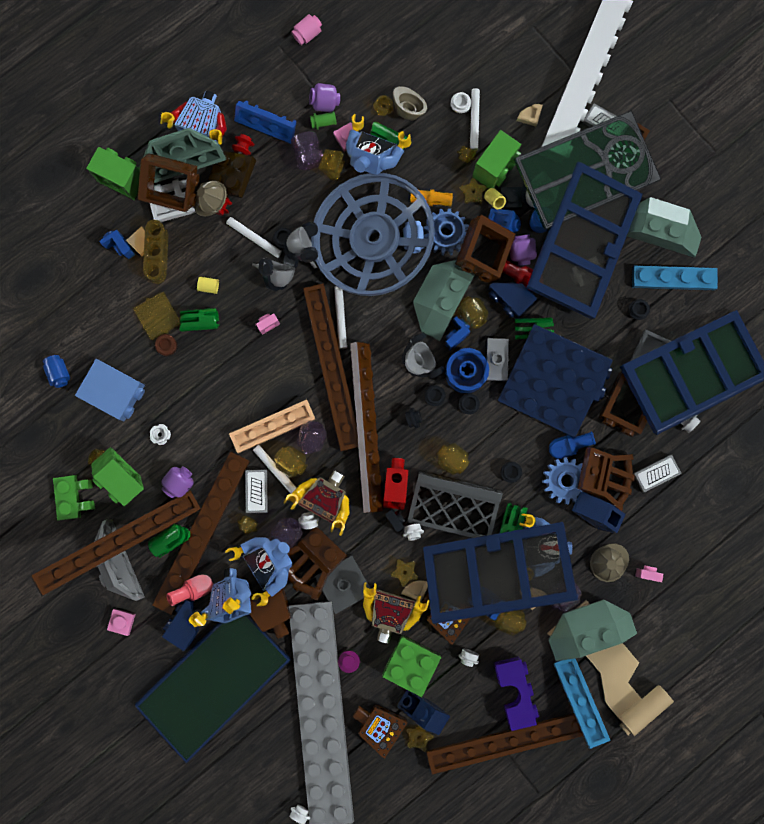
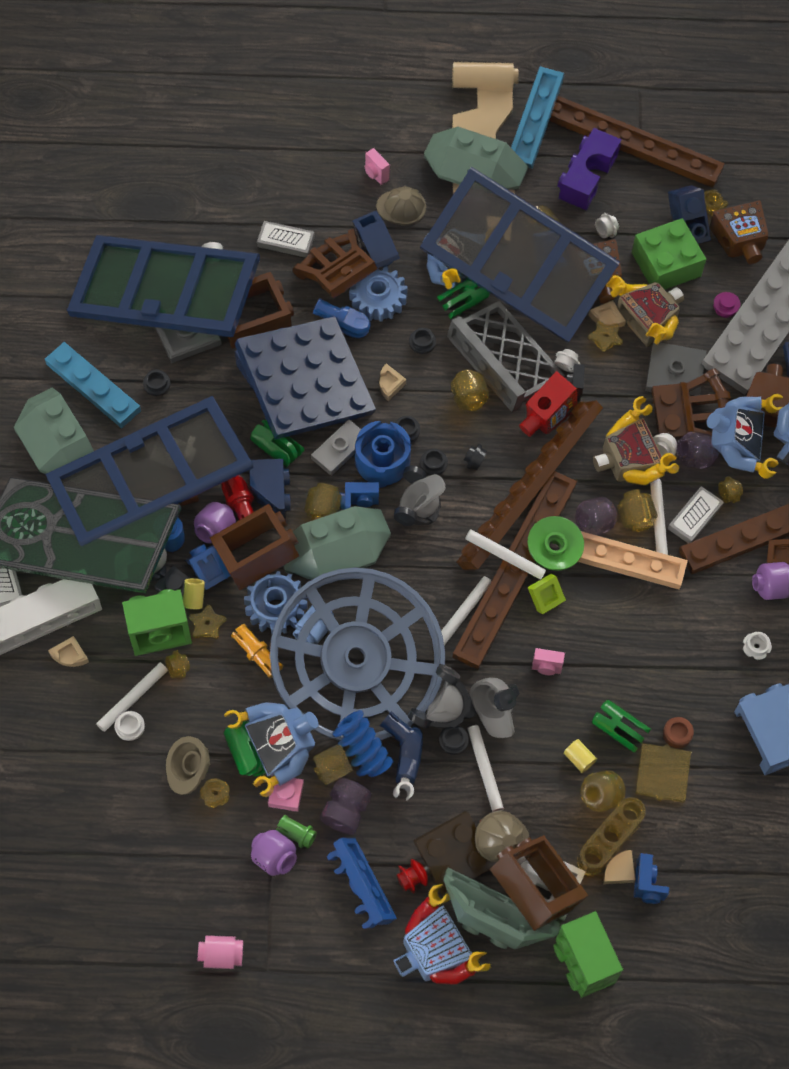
camera: 140 degrees left, 20 degrees down
(178, 271) = (602, 790): none -> clear yellow head
(299, 208) = (409, 753): none -> dark blue arm
(301, 364) = (546, 593): none -> lime plate
(311, 389) = (560, 532): none -> bright green dish
(324, 185) = (363, 745): none -> blue piece
(341, 363) = (505, 554): none -> white bar
(506, 428) = (390, 382): none -> tan tile

